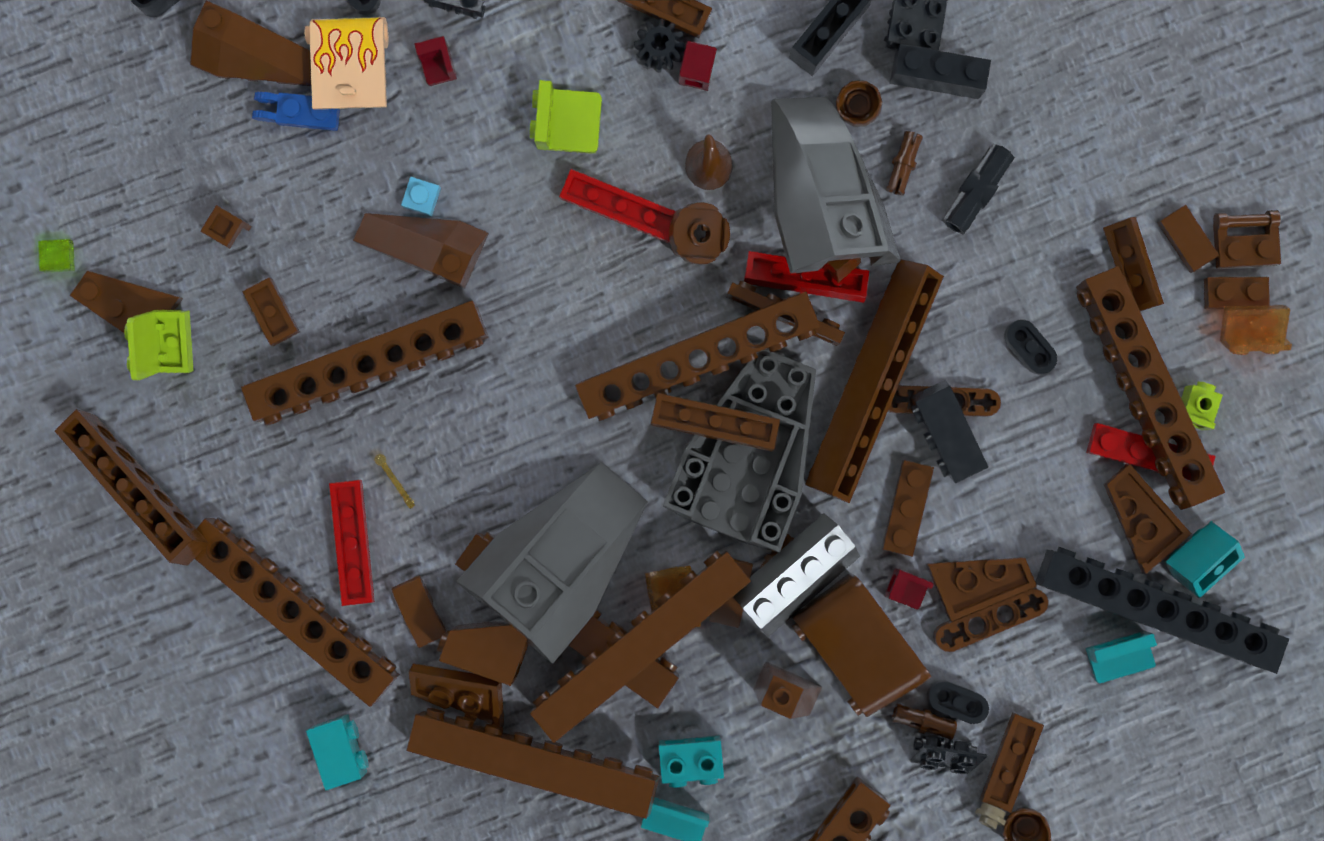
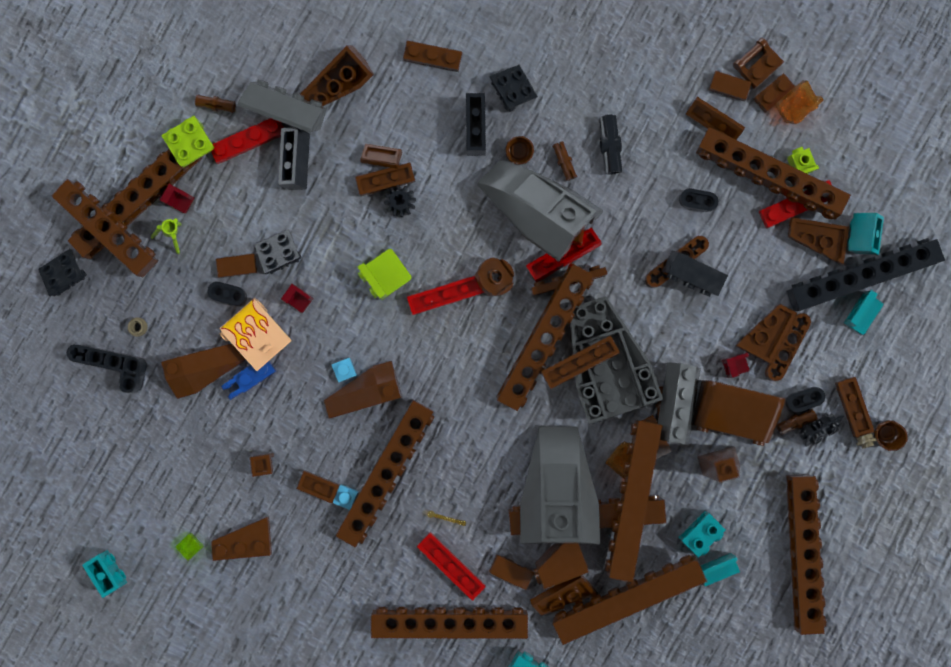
camera: 40 degrees left, 0 degrees up
(132, 488) = (323, 629): reddish brown brick -> none
(159, 343) = (278, 547): lime bracket -> none
(293, 351) = (345, 497): none -> medium azure plate
(697, 65) = (426, 196): dark red panel -> none
(708, 164) = (470, 239): reddish brown hat -> none
(874, 380) = (638, 278): reddish brown brick -> none
(907, 508) = (704, 326): reddish brown plate -> none
(940, 71) = (546, 103): black brick -> none

